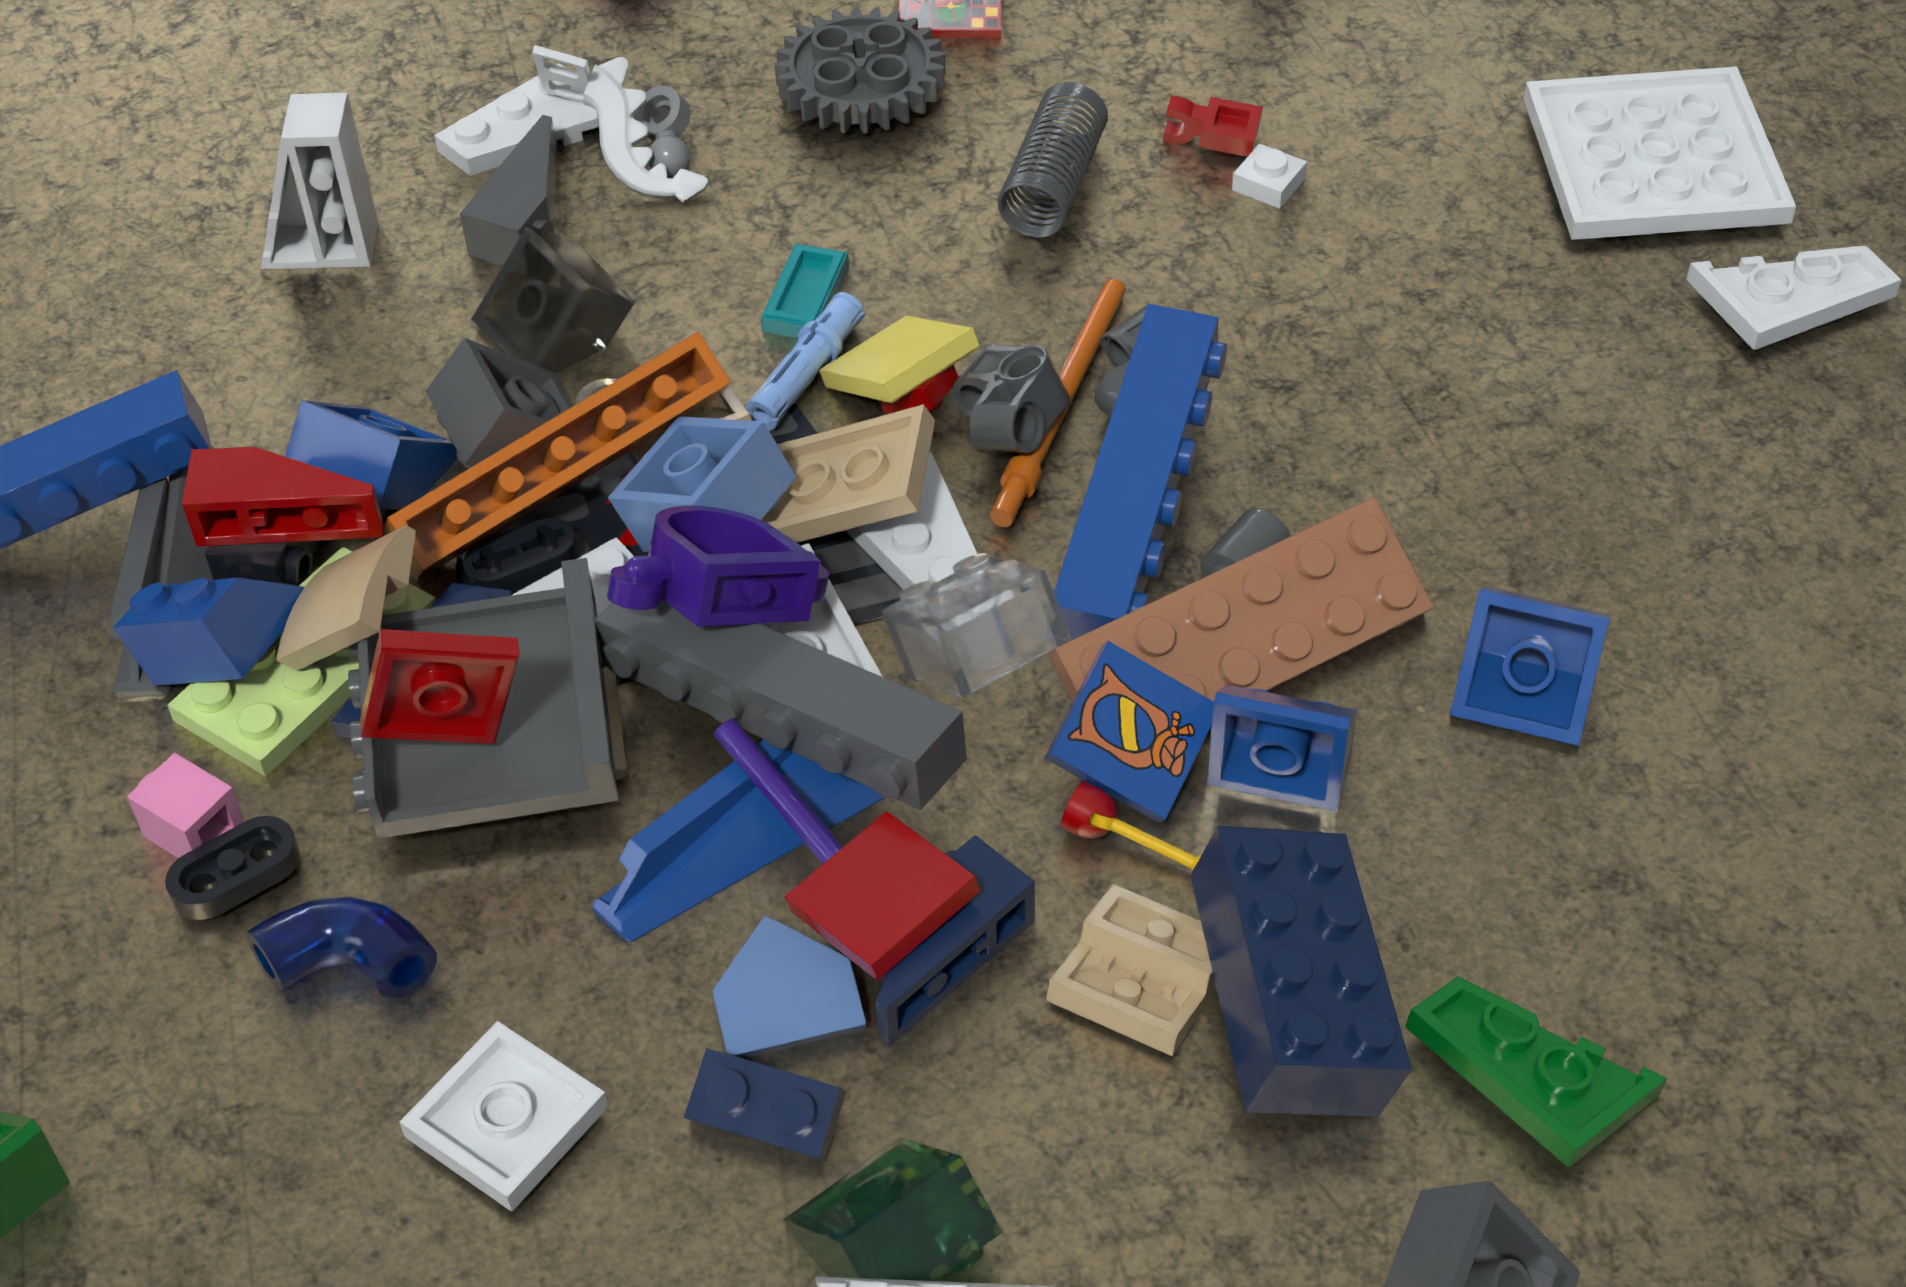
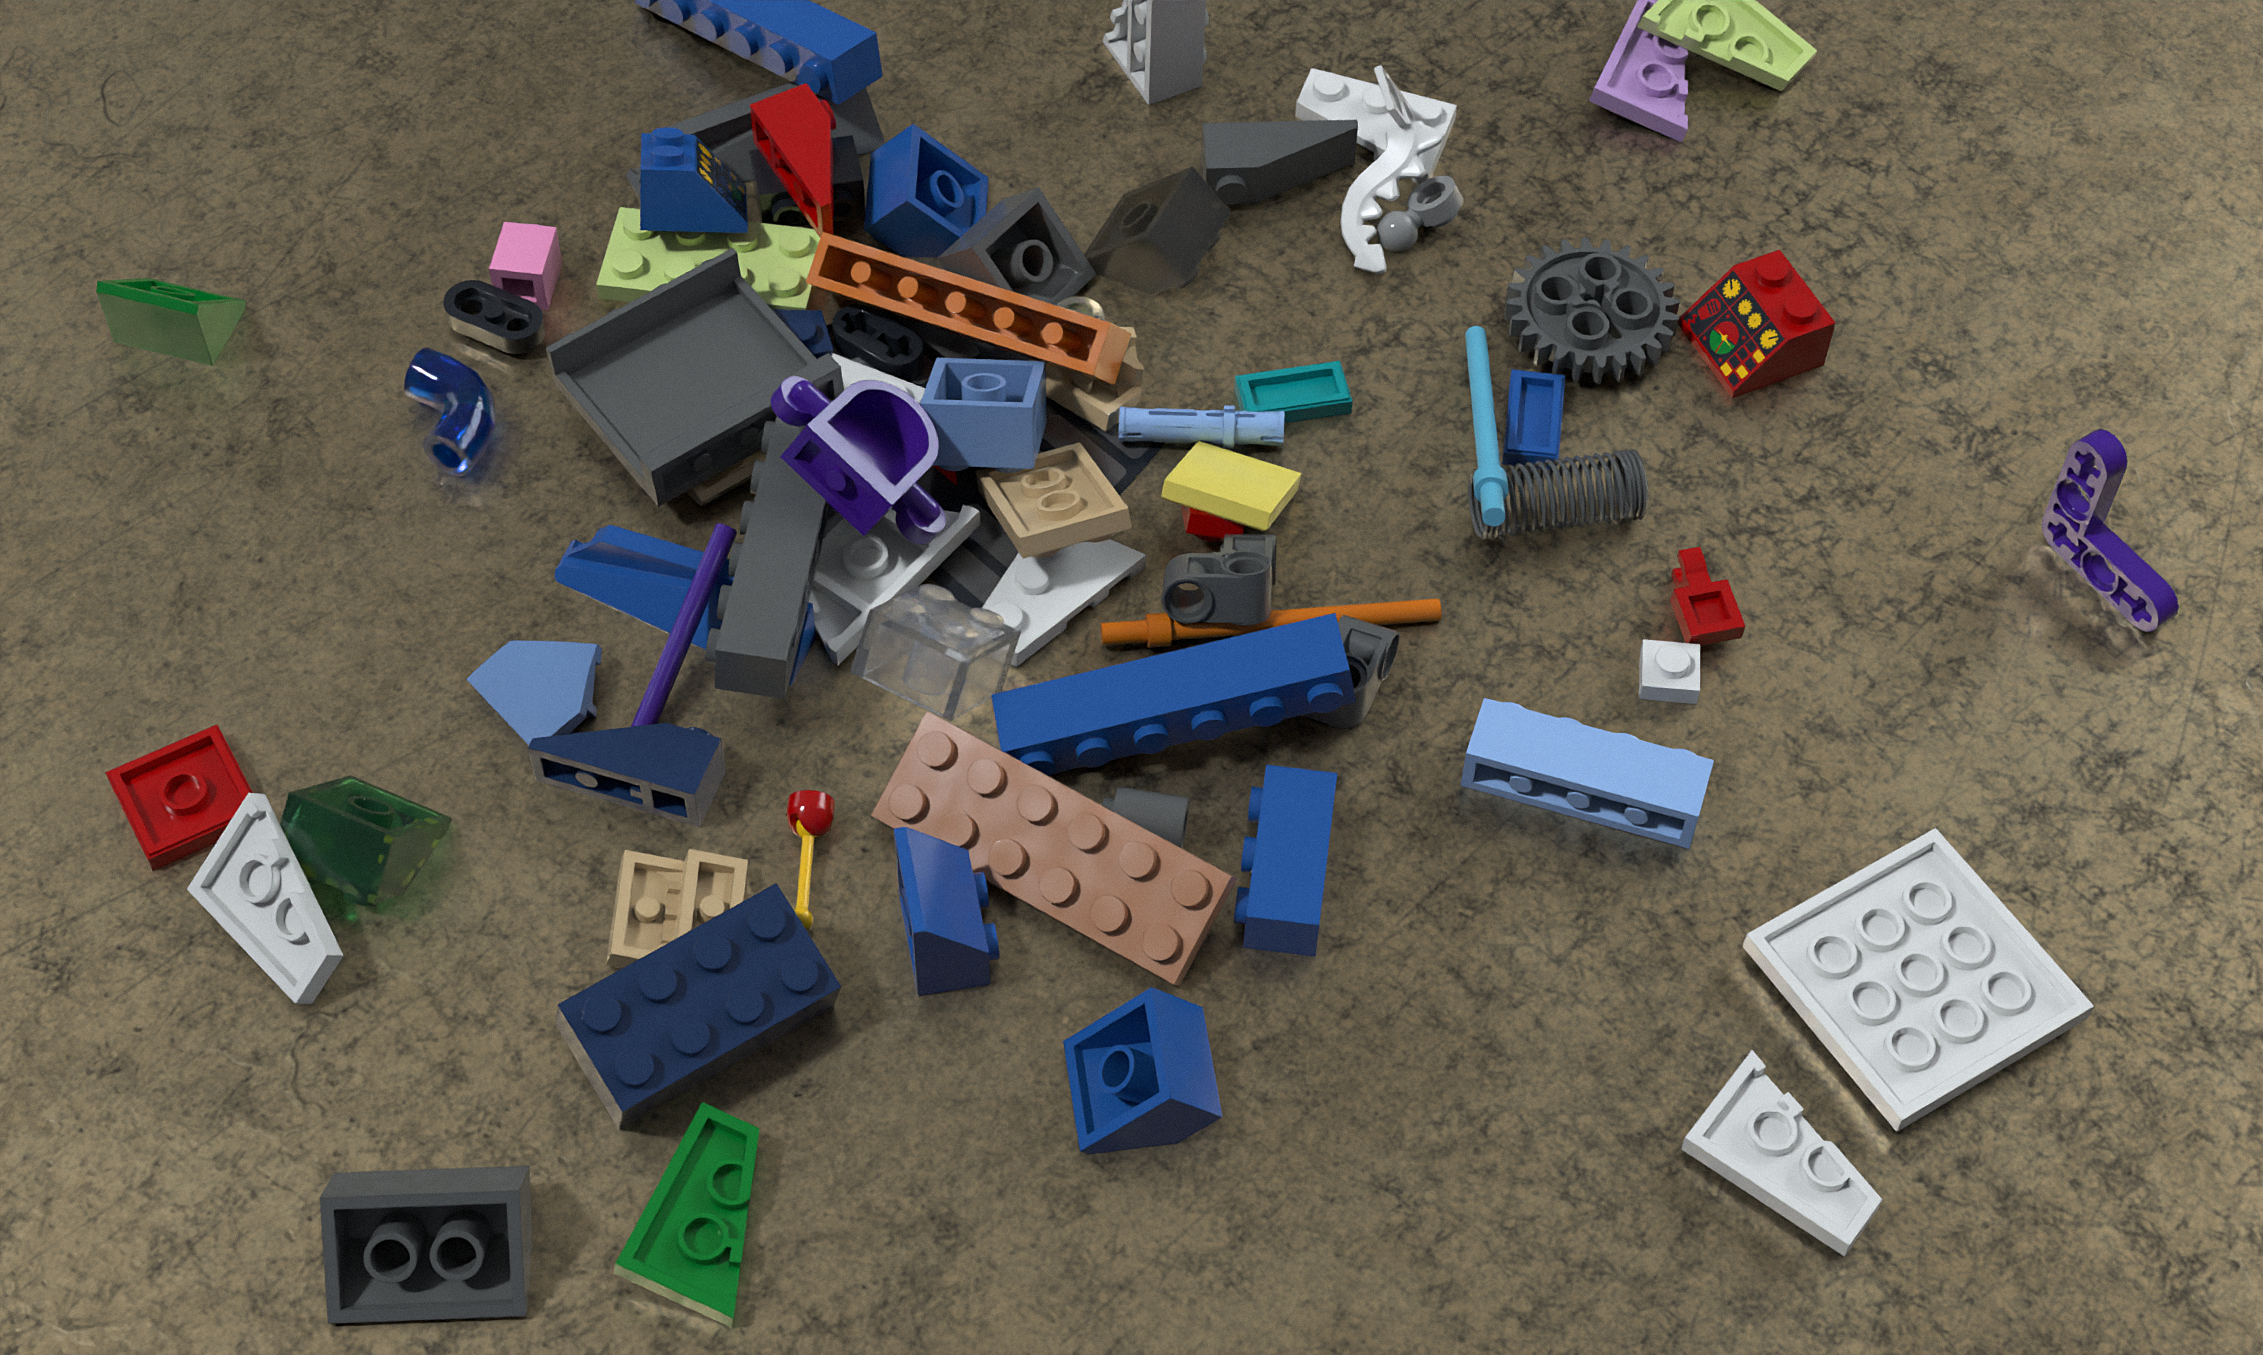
camera: 60 degrees right, 5 degrees up
(346, 600) = (753, 242): tan slope -> none
(438, 686) = (640, 332): red tile -> none
(504, 1115) = (356, 570): white plate -> none
(765, 1104) = (434, 719): dark blue plate -> none
(882, 894) = (628, 700): red tile -> none
(945, 154) = (1533, 417): none -> blue tile
(1047, 167) = (1489, 479): none -> medium azure bar
(1132, 732) = (883, 790): blue tile -> none
(1337, 466) = (1286, 860): none -> blue brick
(1354, 256) = (1586, 772): none -> light blue brick

